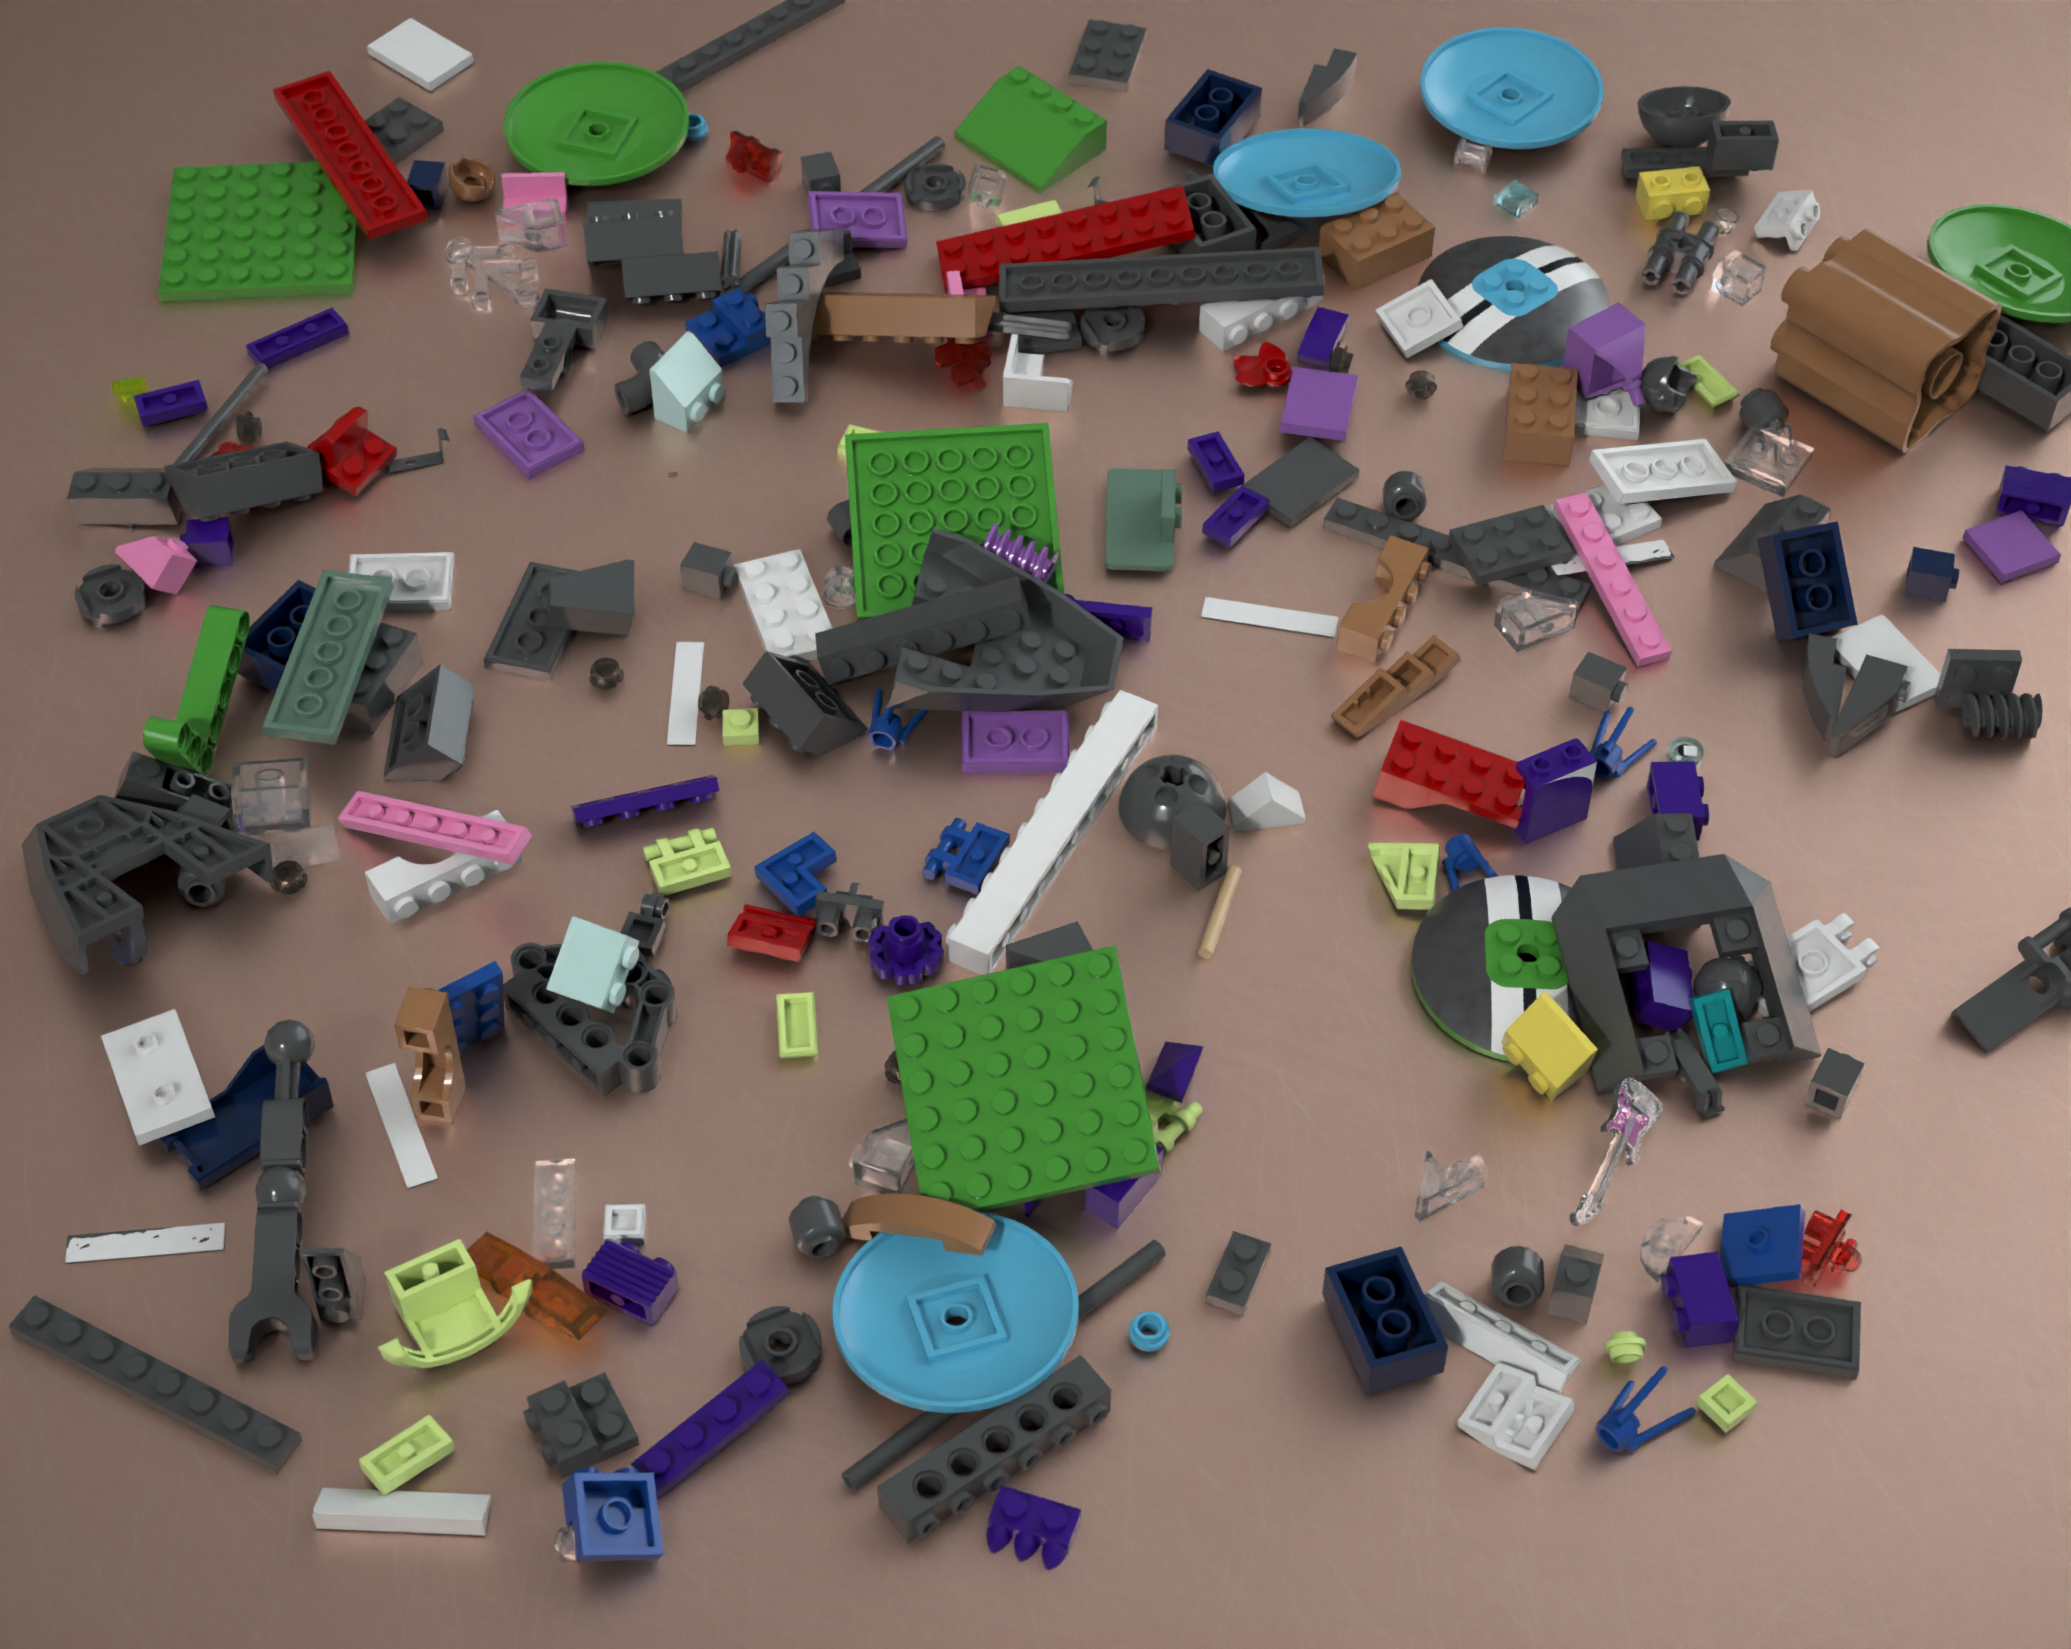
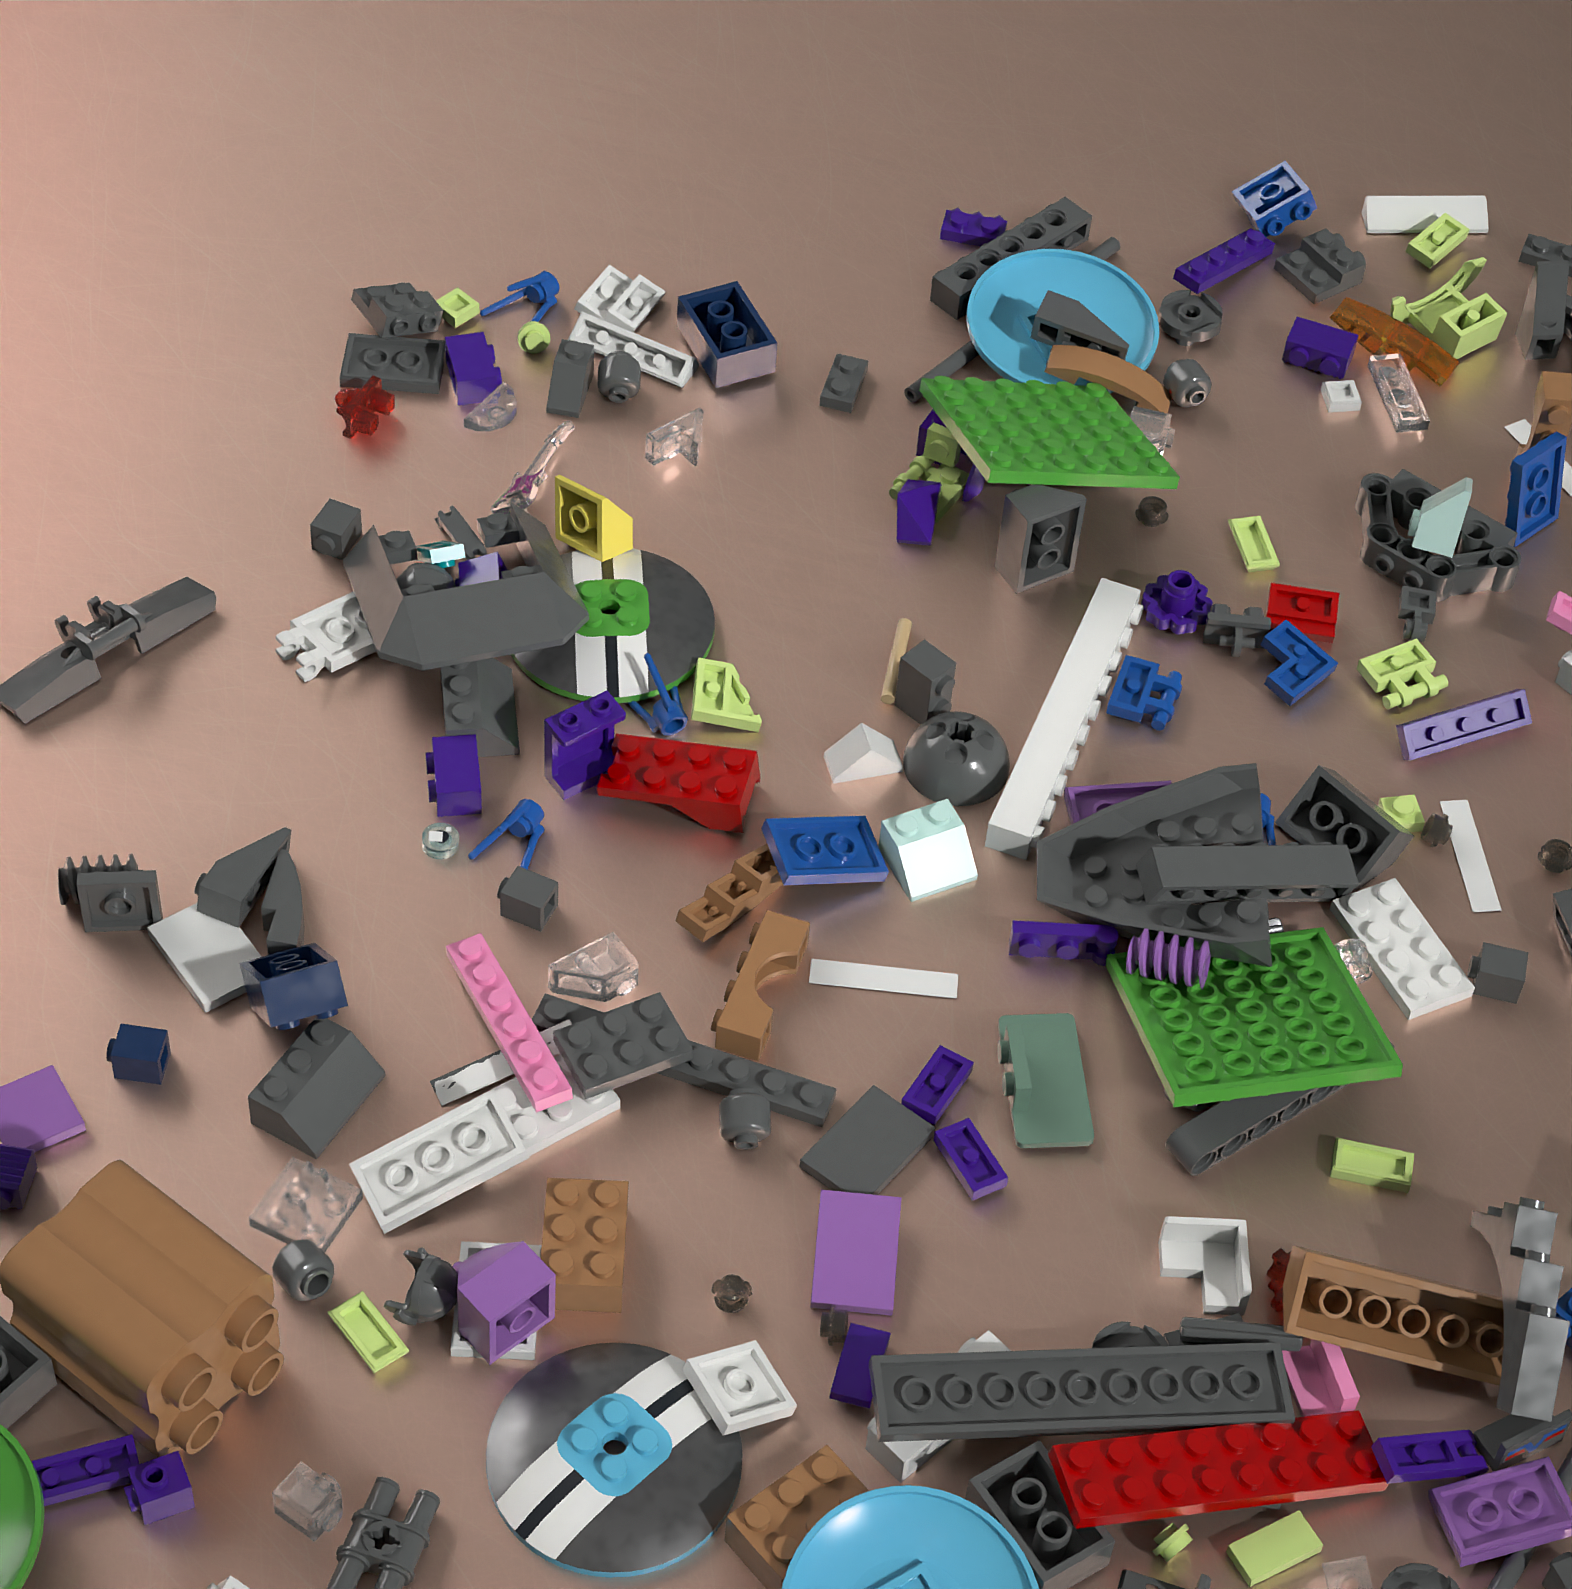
camera: 170 degrees right, 0 degrees up
(901, 247) = (1429, 1456): none -> dark purple plate
(953, 1267) = (1069, 322): none -> dark grey slope
(1151, 1322) = (909, 338): medium azure plate -> none
(1219, 711) = (927, 850): none -> light aqua slope
(1267, 368) = (936, 1316): red plate -> none
(1317, 700) = (824, 850): none -> blue plate
(1763, 1245) = (417, 400): blue plate -> none
(1802, 1393) = (398, 309): none -> dark grey plate

